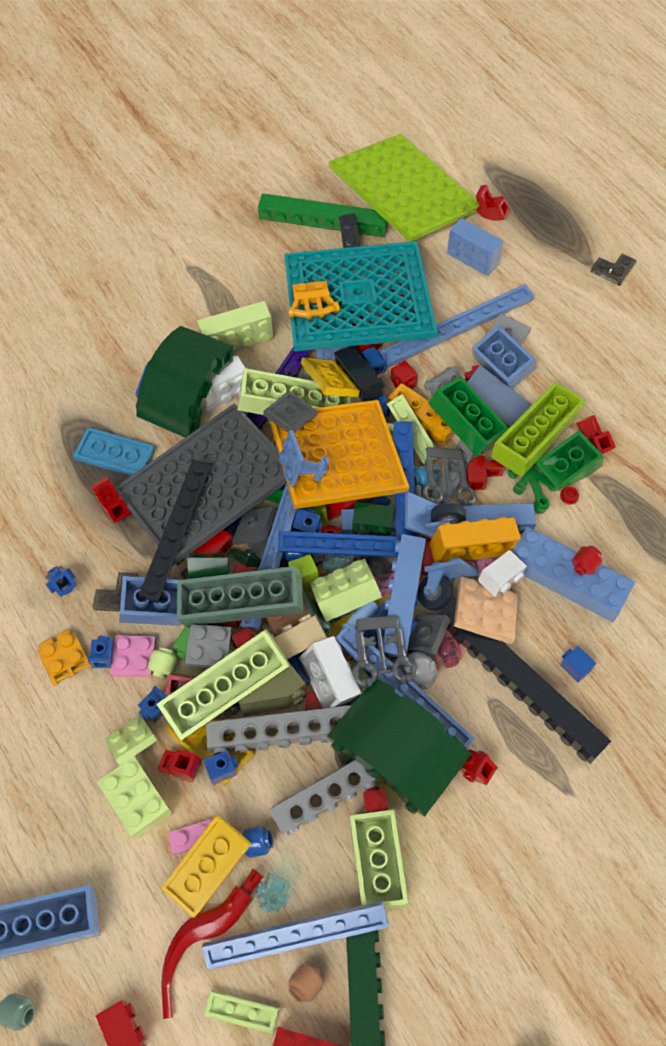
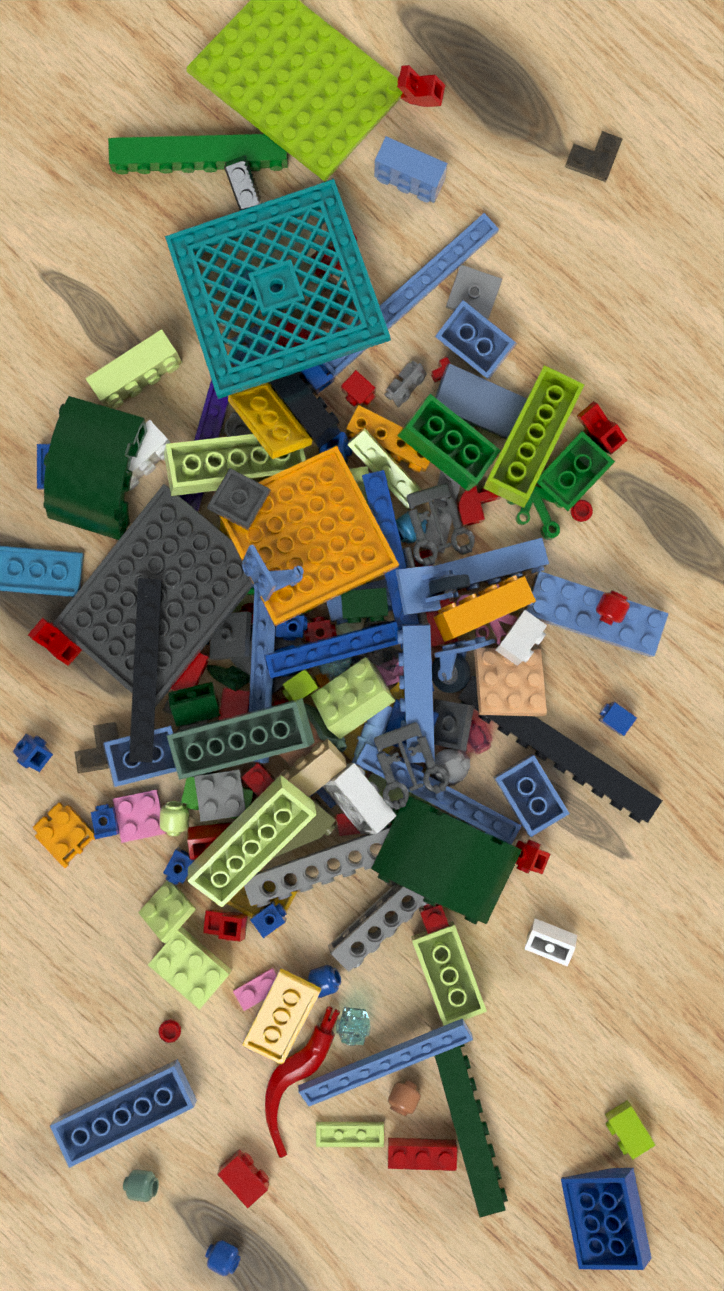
camera: 10 degrees left, 25 degrees up
(96, 858) = (169, 1031): none -> red plate
(312, 293) = (218, 304): light orange plate -> none
(484, 853) = (551, 942): none -> white brick
(488, 711) = (531, 795): none -> medium blue brick

